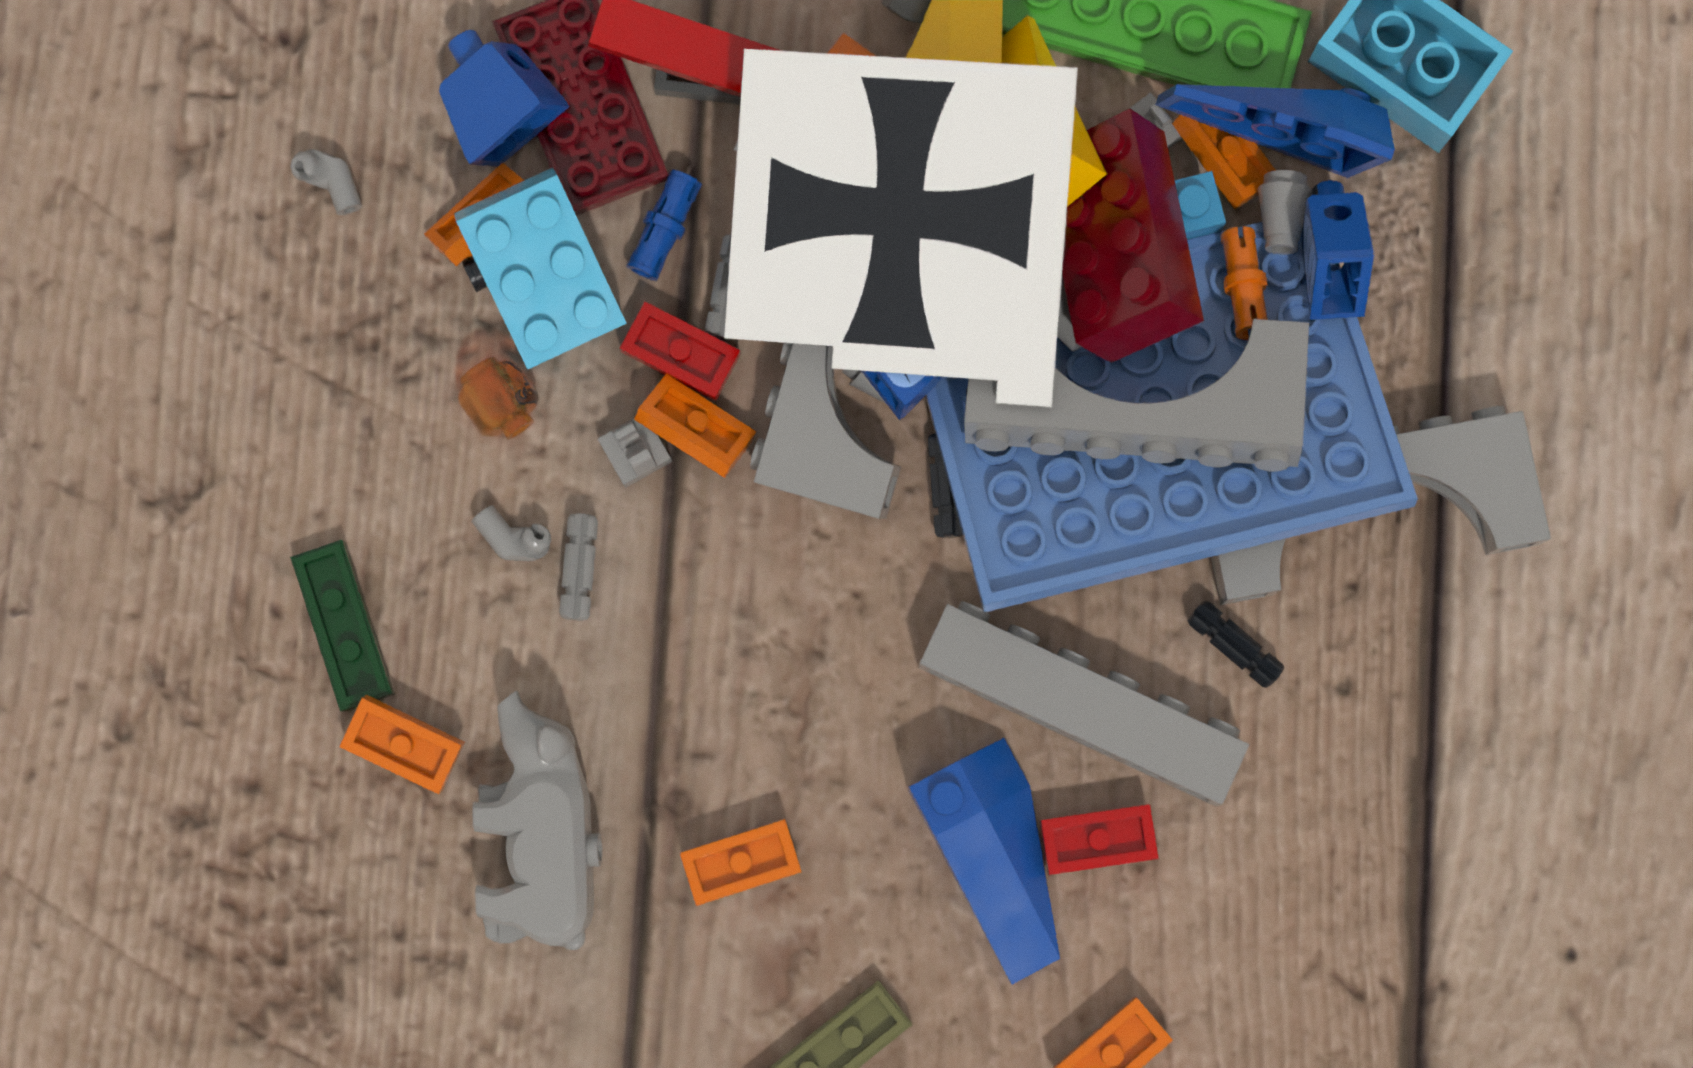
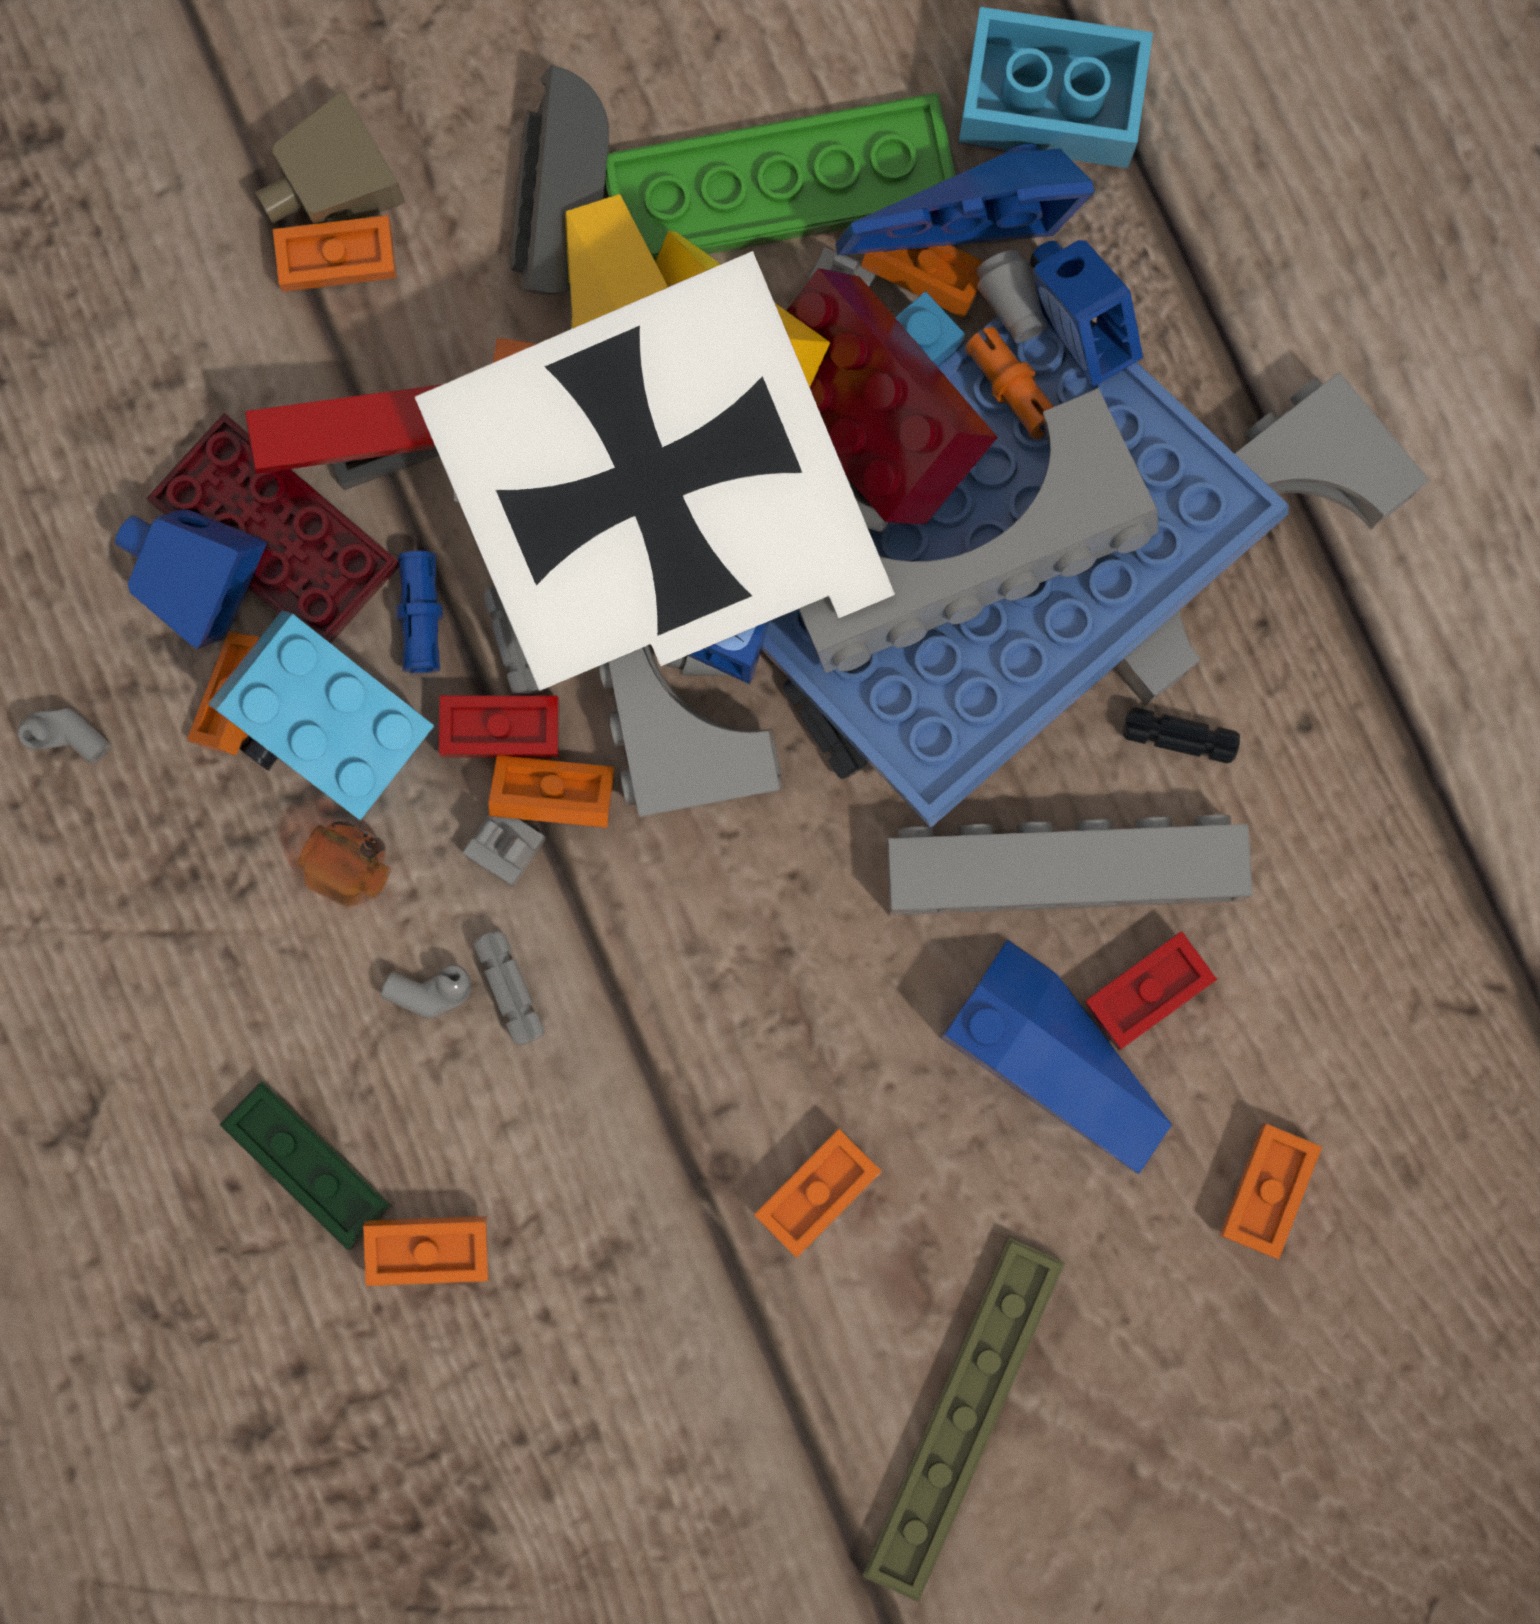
camera: 30 degrees left, 0 degrees up
(547, 834) = (615, 1262): light grey animal -> none

